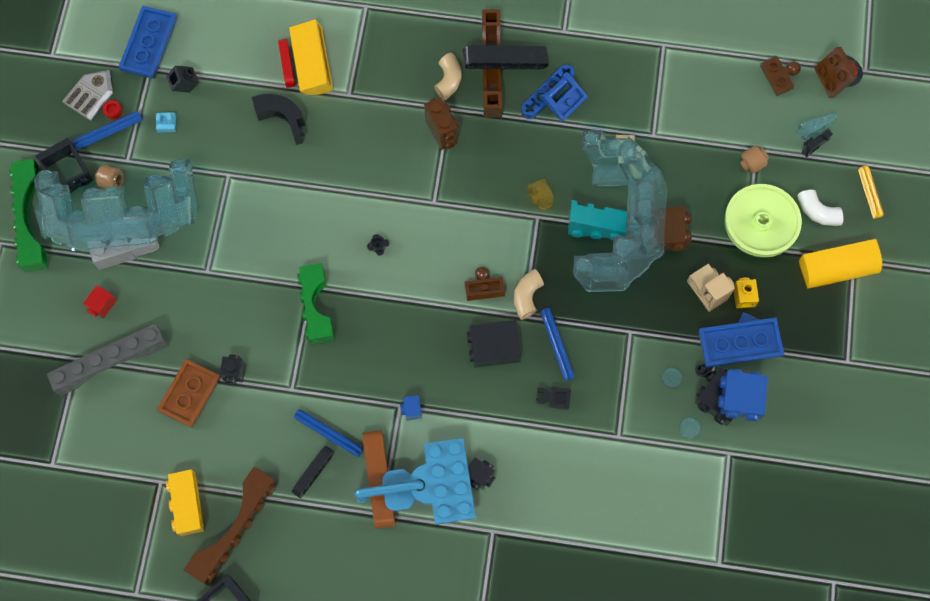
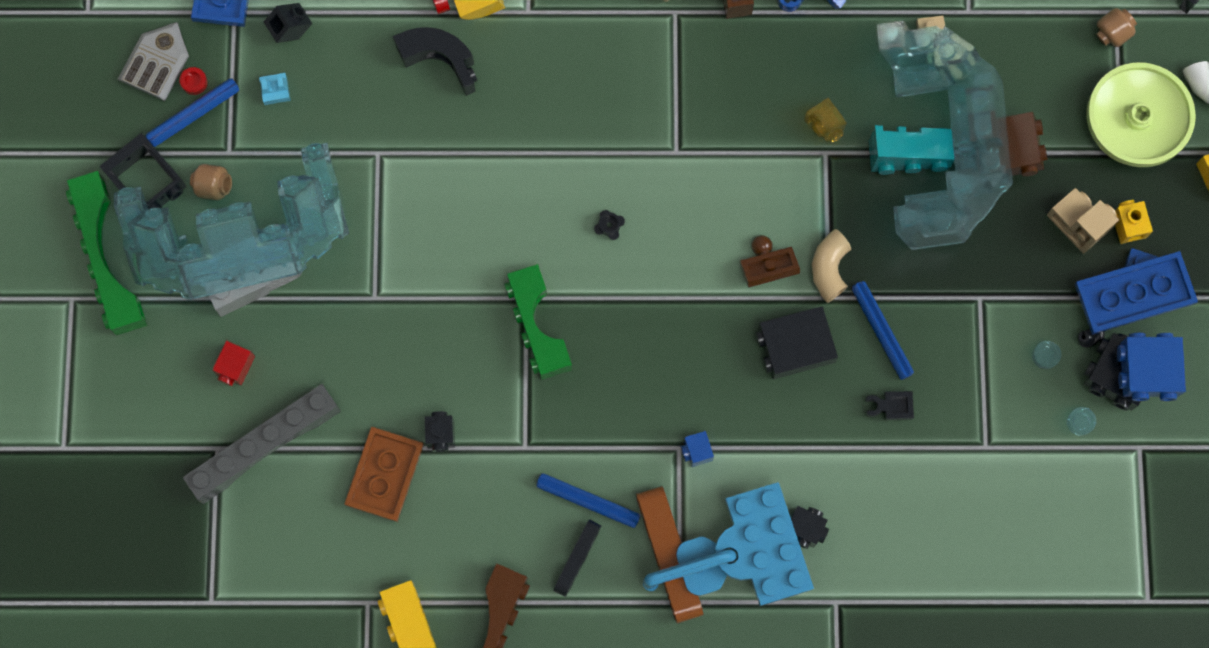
camera: 10 degrees left, 5 degrees up
(441, 123) = (670, 37): reddish brown brick -> none

